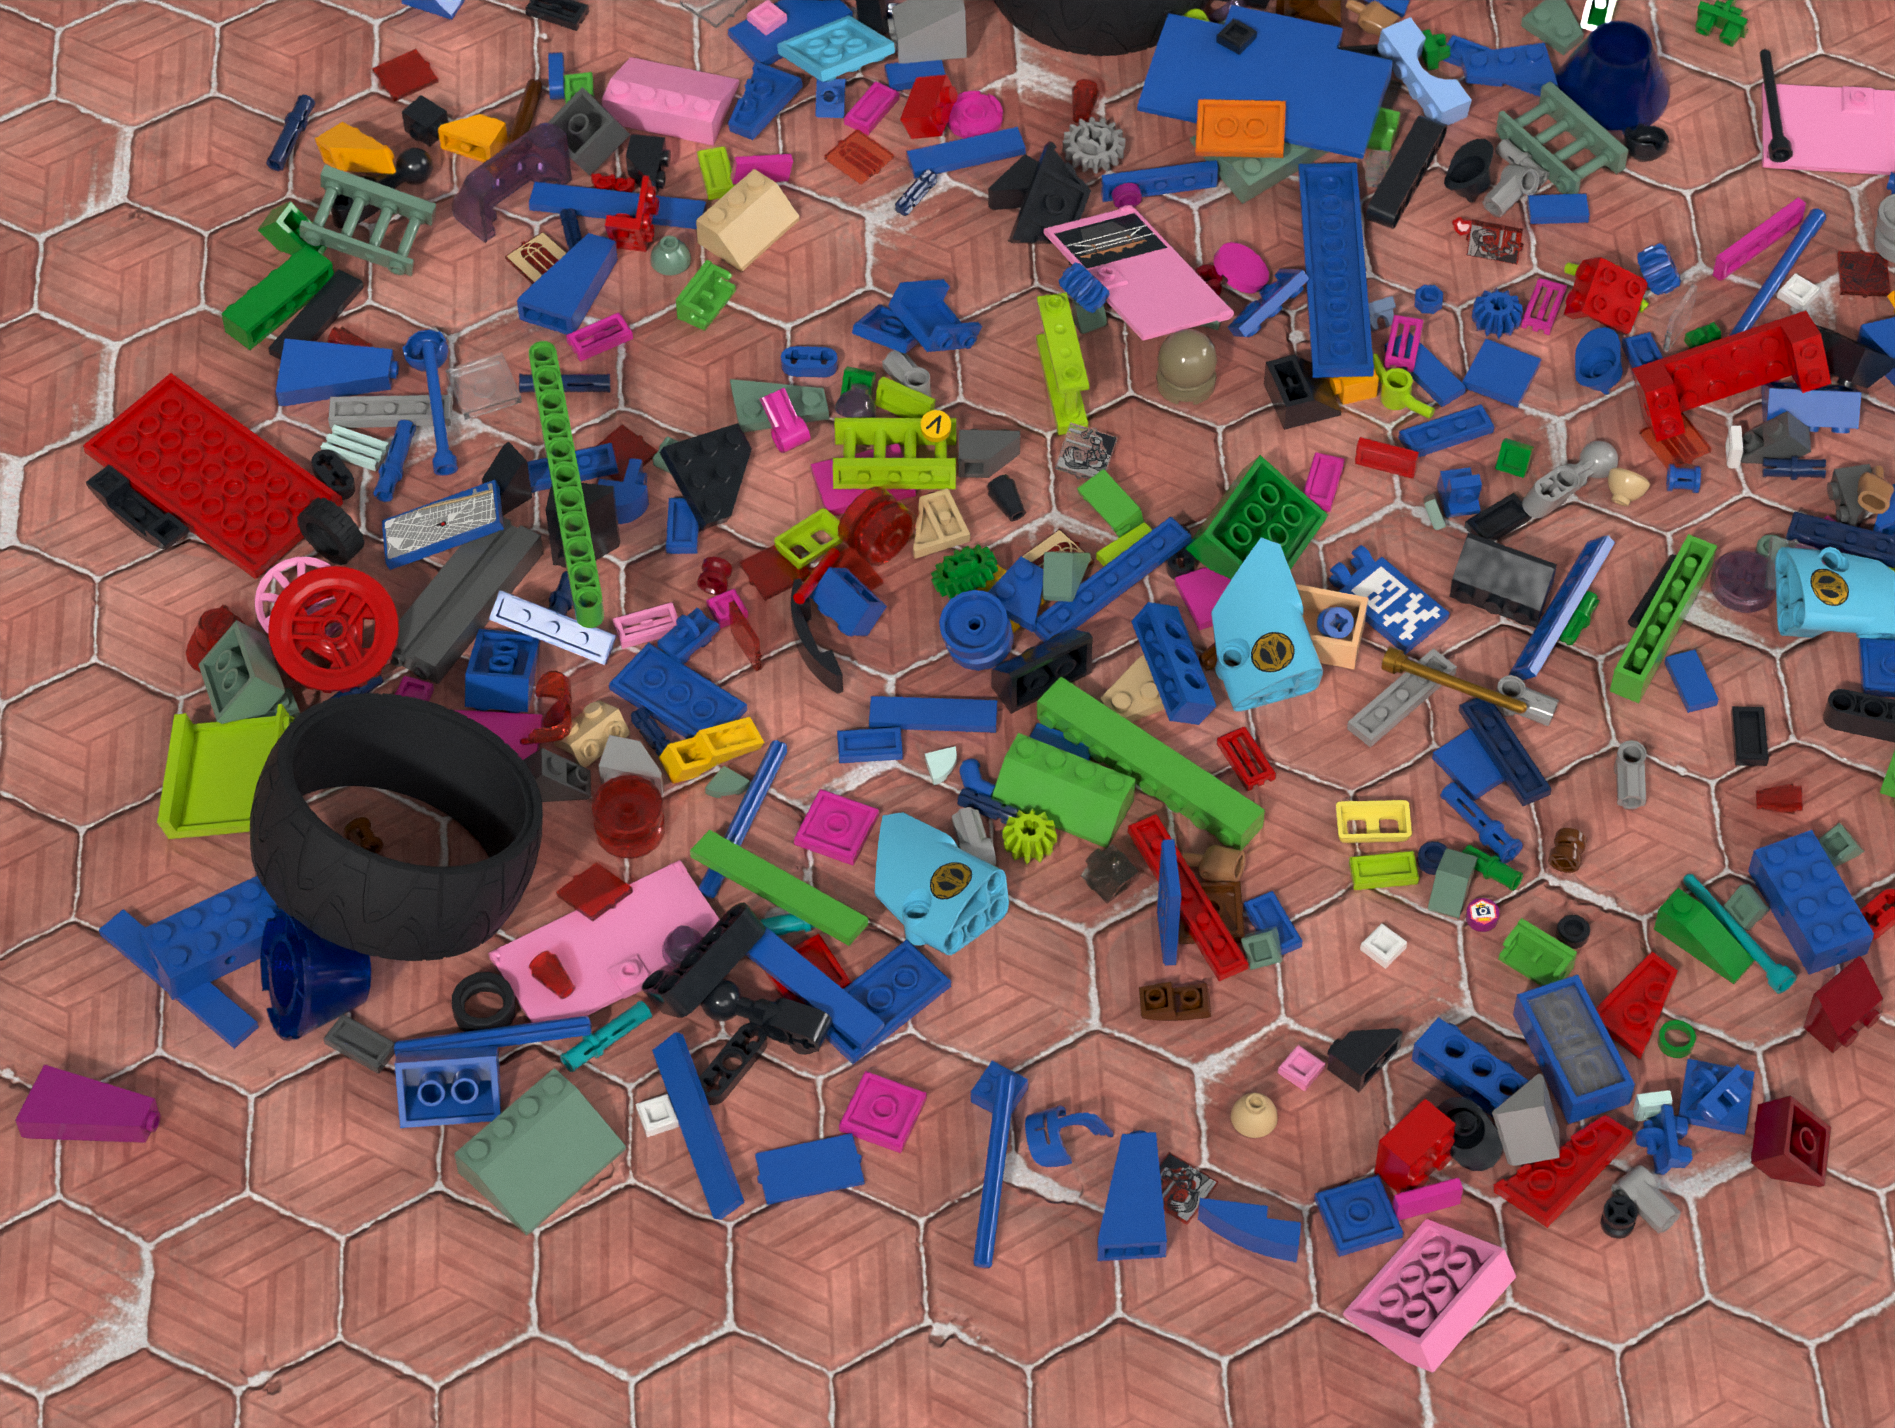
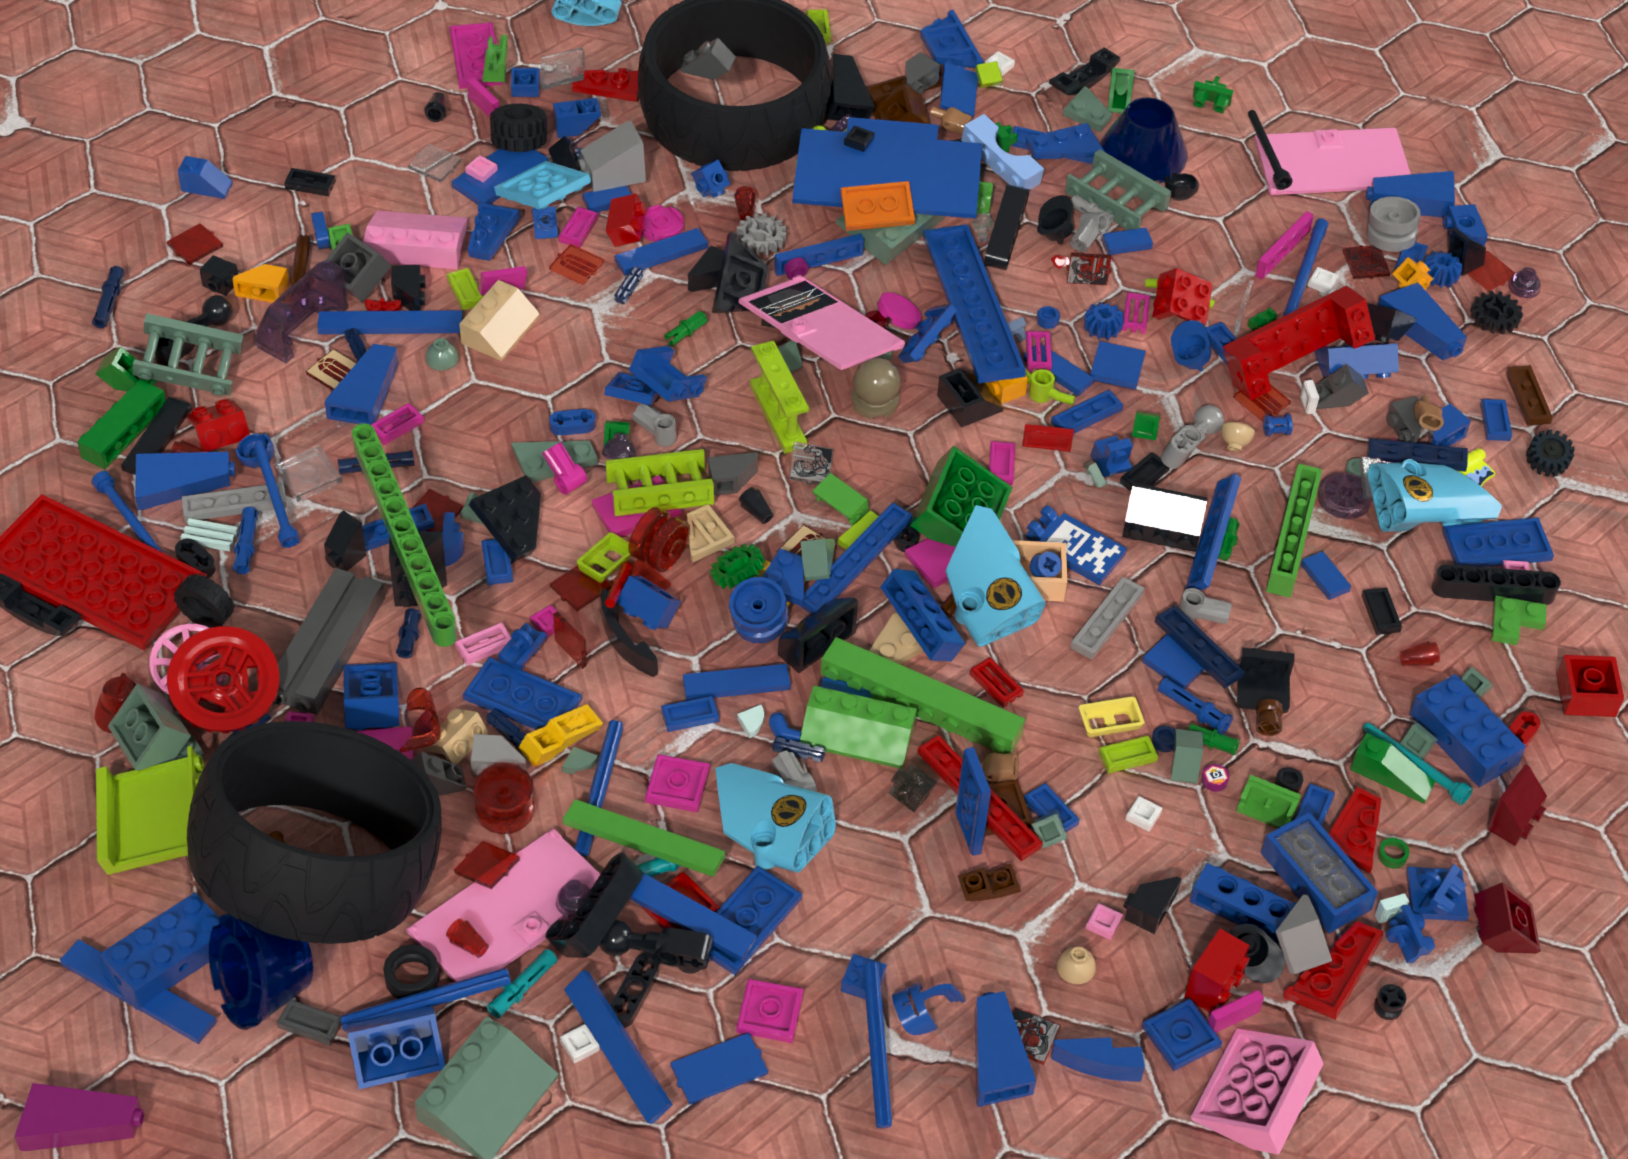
camera: 15 degrees left, 5 degrees down
(246, 369) = (105, 484): none -> blue piece
(353, 151) = (166, 303): light orange slope -> none
(389, 311) = (219, 424): none -> red bracket
(442, 524) = (297, 585): tile -> none
(552, 627) = (407, 654): tile -> none
(635, 232) = (410, 338): red bracket -> none
(704, 296) = (477, 382): bright green hinge -> none
(714, 575) = (533, 596): dark red wheel -> none
(902, 399) = (656, 441): lime tile -> none
(935, 426) = (689, 456): yellow tile -> none
(973, 257) = (686, 328): none -> green axle
(1029, 836) = (839, 767): lime gear -> none
(1046, 64) = (711, 179): none -> blue brick
(1084, 287) = (786, 335): blue gear -> none
(1396, 661) = (1099, 590): pearl gold piece -> none
(1576, 801) = (1264, 678): none -> black bracket
(1597, 967) = (1317, 802): none -> blue tile
(1630, 776) = (1299, 642): light grey piece -> none
(1643, 605) = (1278, 512): black bar -> none
(1650, 1201) = (1402, 974): light grey piece -> none
(1658, 269) = (1218, 274): blue gear -> none
(1794, 468) = (1357, 407): dark blue pin -> none

